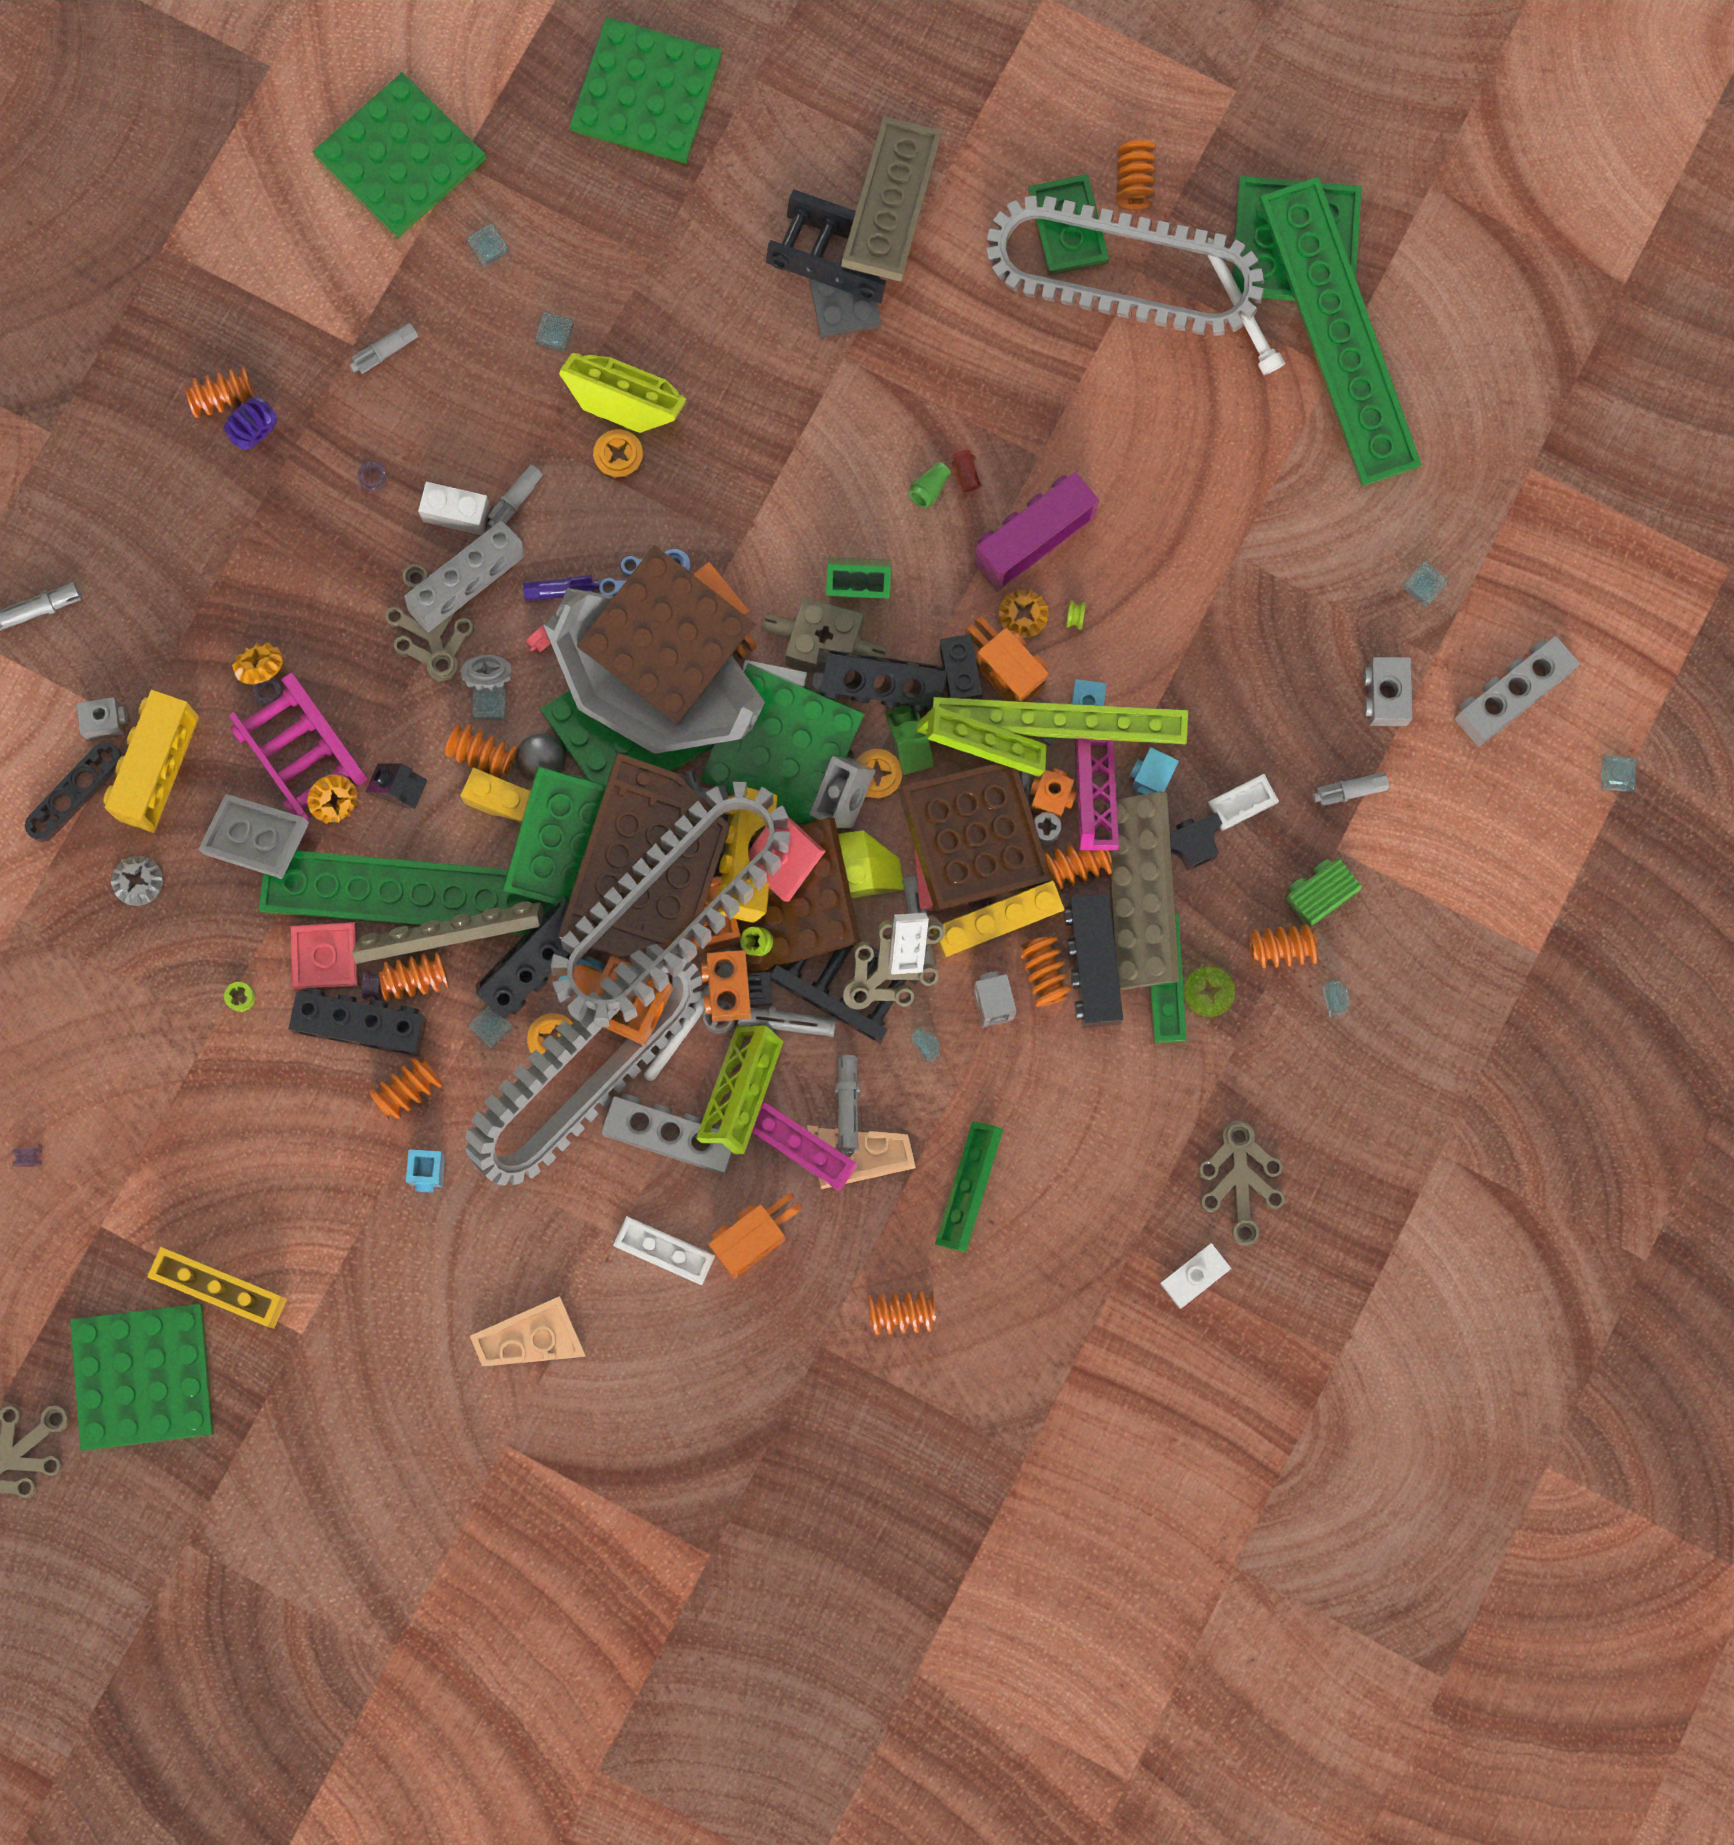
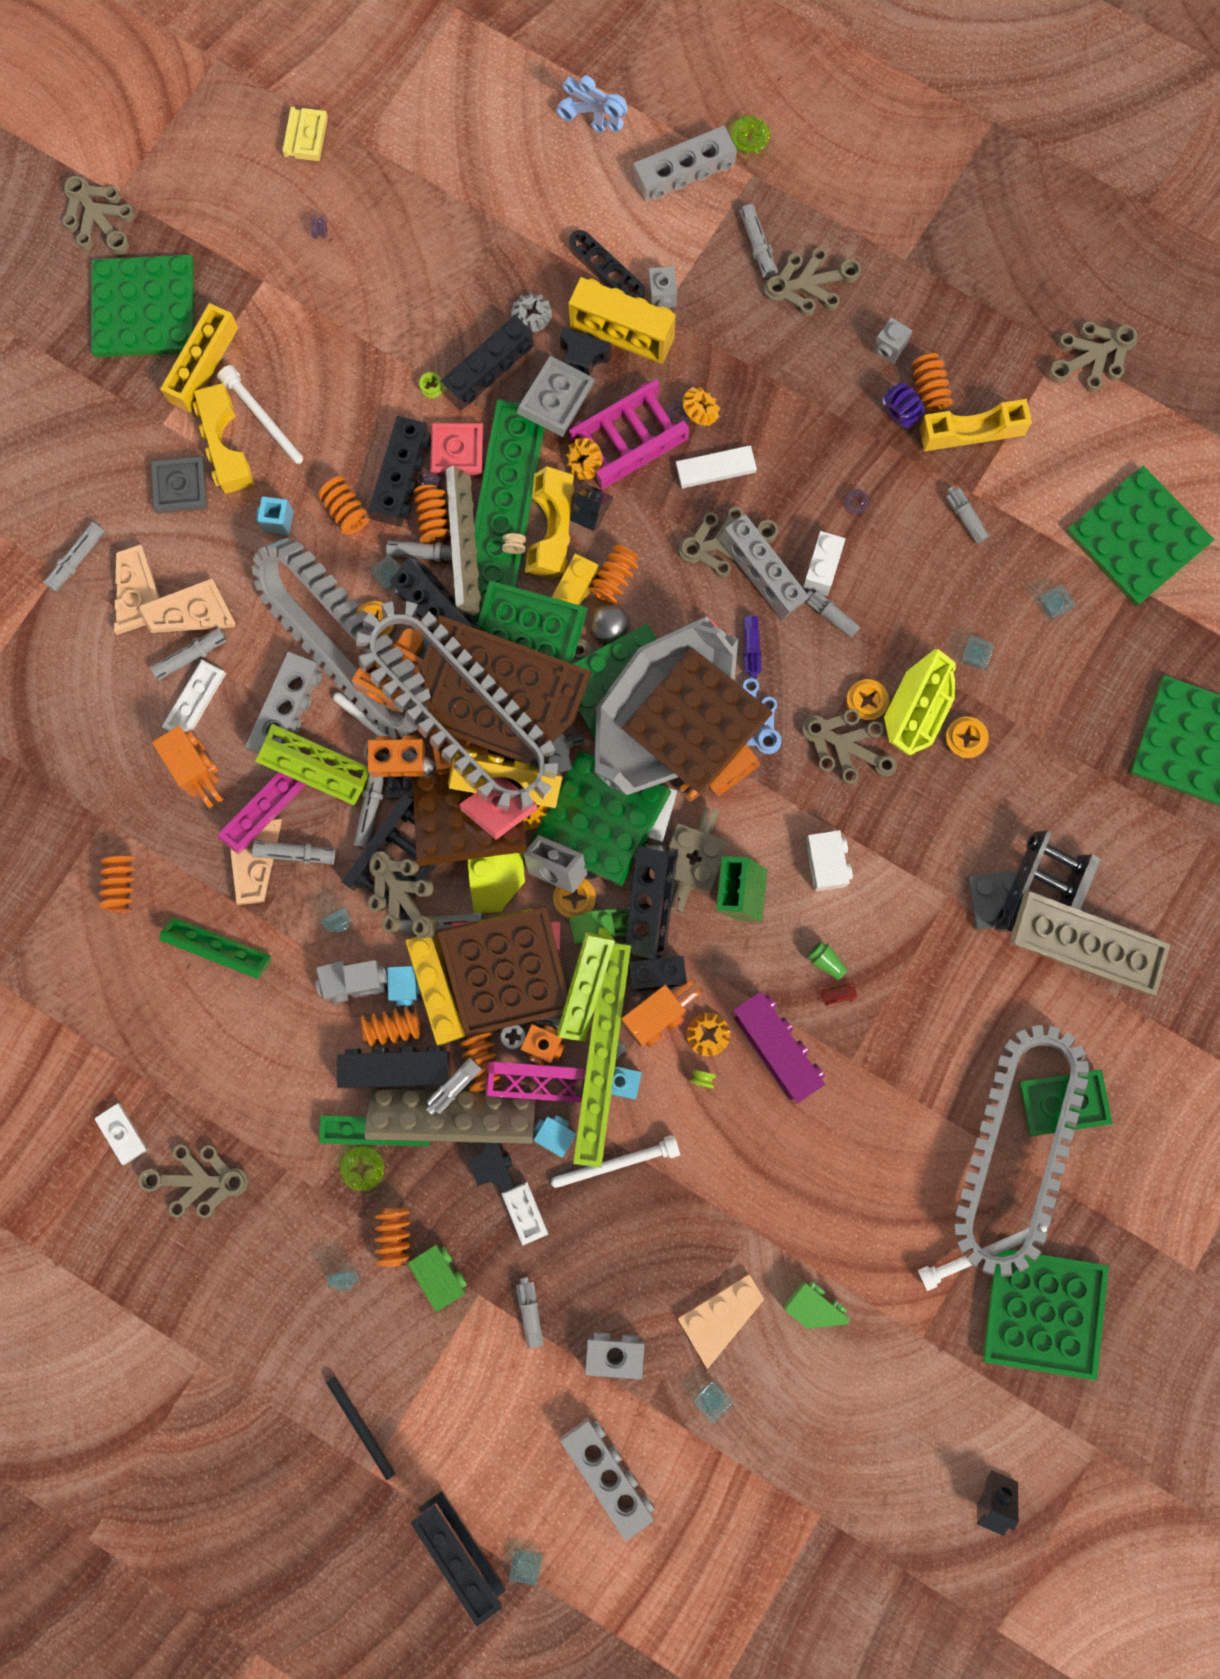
camera: 100 degrees right, 0 degrees up
(86, 546) = (810, 282): none -> dark tan plant
(165, 440) = (892, 340): none -> light grey brick
(170, 206) = (1095, 352): none -> dark tan plant
(189, 810) = (584, 350): none -> black brick
(215, 930) = (487, 363): none -> black brick
(242, 1248) = (232, 380): none -> white piece
(274, 340) = (948, 430): none -> yellow arch
(334, 643) = (716, 467): none -> white tile
(362, 1234) = (216, 411): none -> yellow arch
(384, 829) = (554, 493): none -> yellow arch
(386, 1298) = (179, 485): none -> dark grey plate
(450, 871) = (514, 543): none -> tan bush
(459, 986) = (437, 552): none -> light grey pin
(489, 704) = (657, 584): clear light blue plate -> none
(497, 667) = (686, 573): light grey gear -> none
(521, 1442) = (74, 557): none -> light grey pin
(552, 1264) = (188, 609): none -> light nougat wing
(607, 1262) = (184, 656): none -> light grey pin
(647, 331) = (976, 731): none -> light orange gear
(673, 476) = (845, 743): none -> dark tan plant
(765, 941) = (437, 779): lime bush -> none
(814, 488) = (828, 860): none -> white brick
(908, 943) = (411, 904): white plate -> none
(997, 956) = (403, 986): none -> medium azure brick
(999, 1041) = (332, 982): none -> light grey brick
(1111, 884) = (453, 1086): none -> light grey piece
(1134, 173) = (1112, 1166): orange piece -> none
(1155, 650) = (667, 1148): none -> white piece
(1317, 482) = (812, 1309): none -> bright green slope
(1334, 582) = (720, 1318): none -> light nougat wing
(1340, 331) = (955, 1344): green plate -> none
(1493, 966) = (360, 1428): none -> black piece
(1498, 282) = (998, 1504): none -> black brick
(1617, 836) = (459, 1558): none -> black fence

